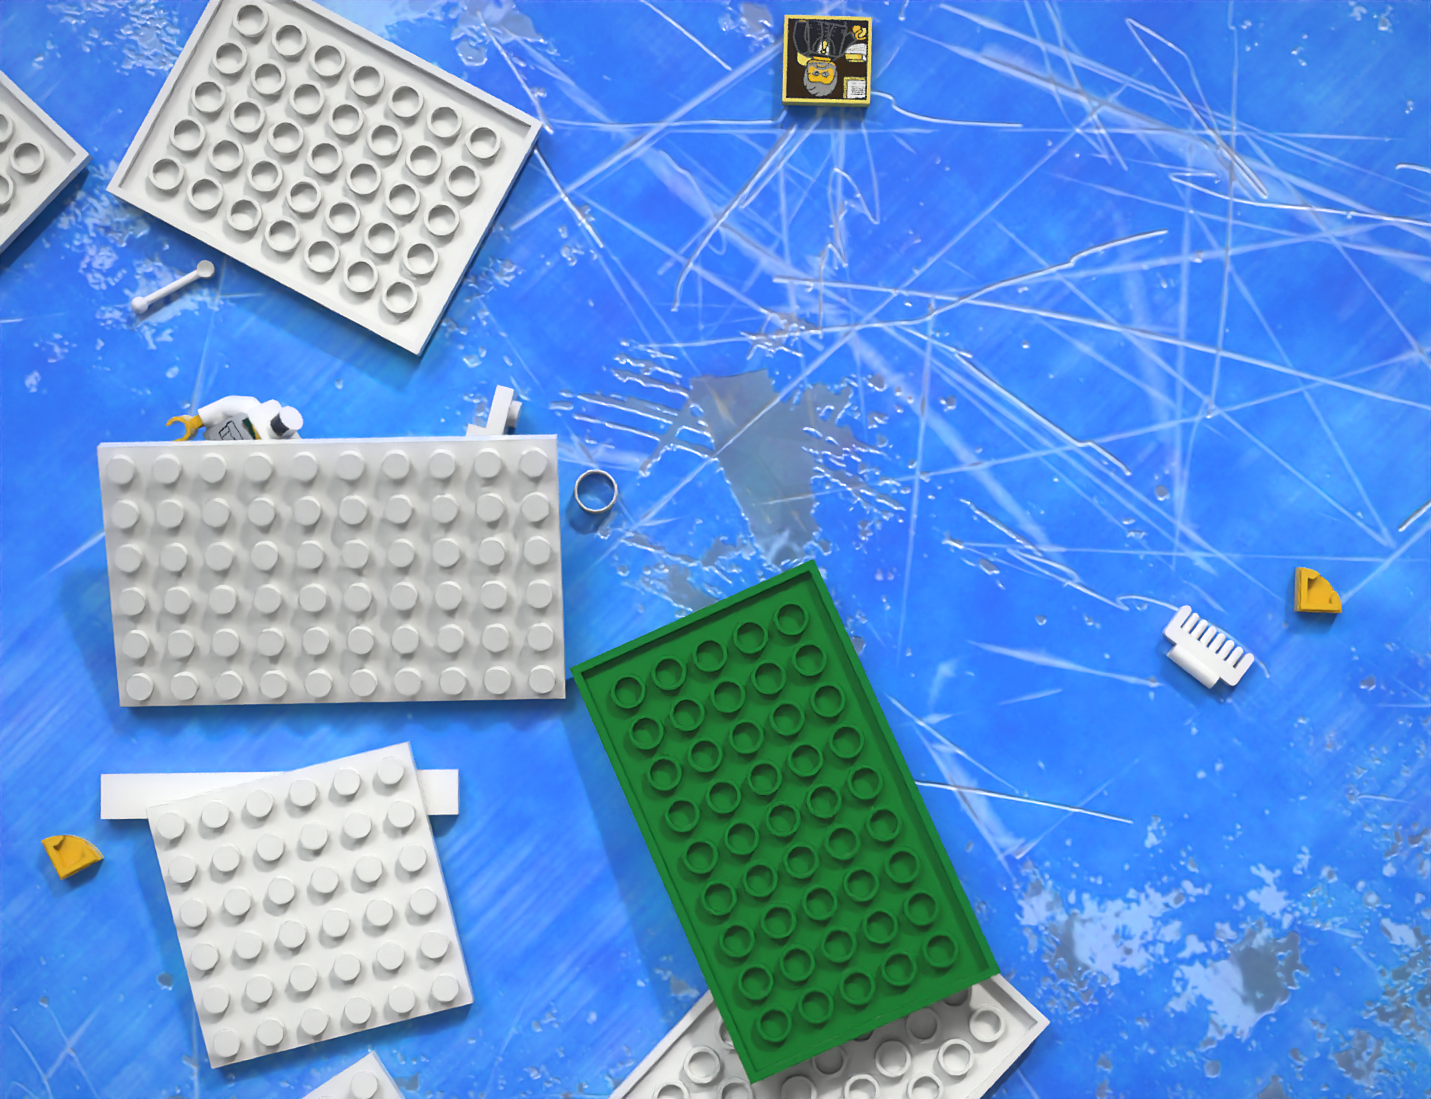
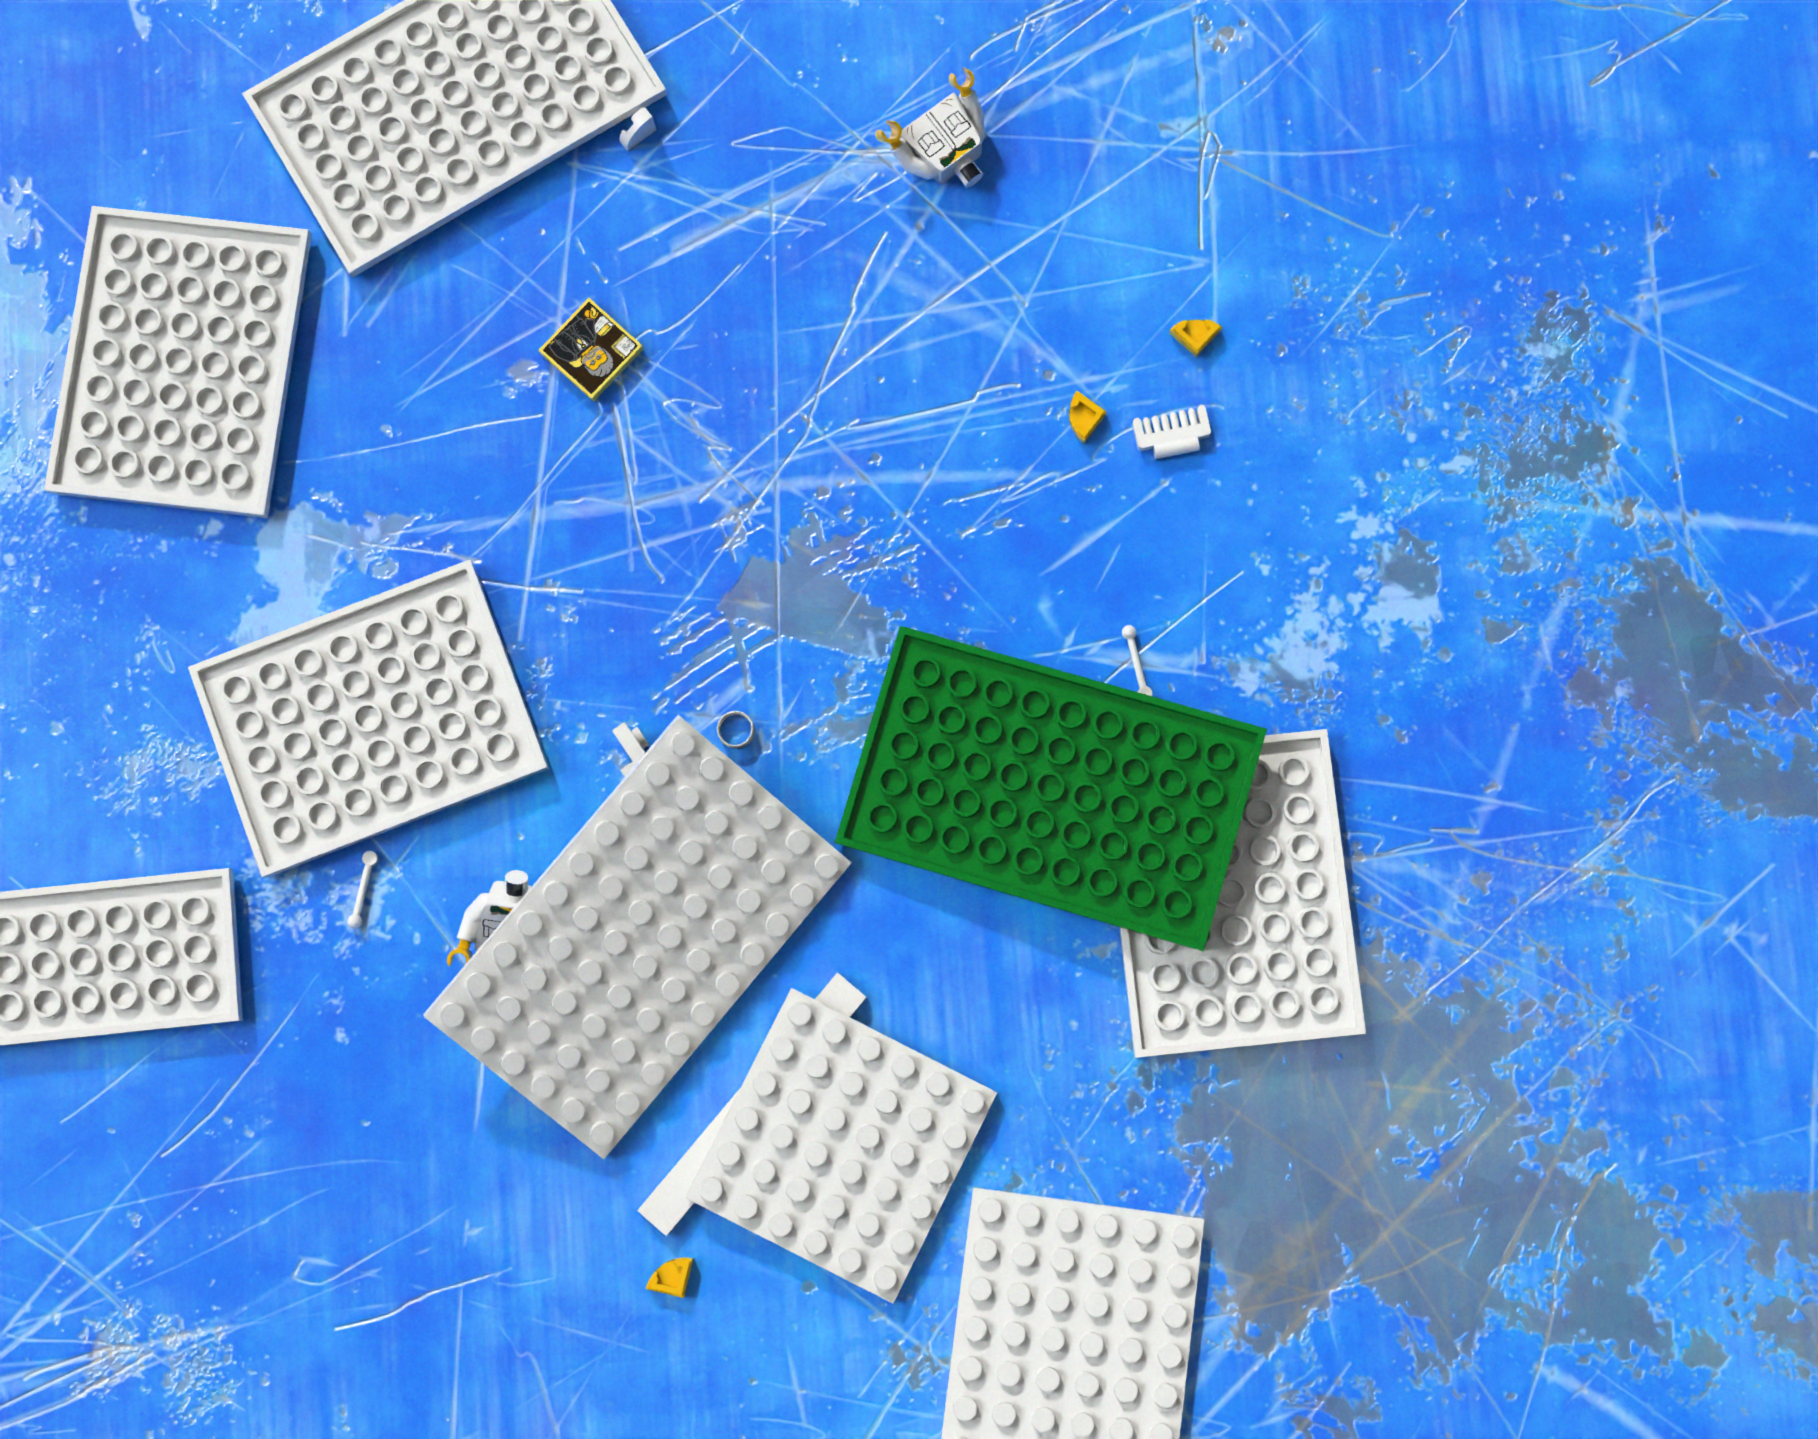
camera: 40 degrees left, 5 degrees down
(986, 768) = (1129, 633): none -> white hinge
(1150, 557) = (1084, 416): none -> yellow tile
(1298, 208) = (943, 138): none -> white torso

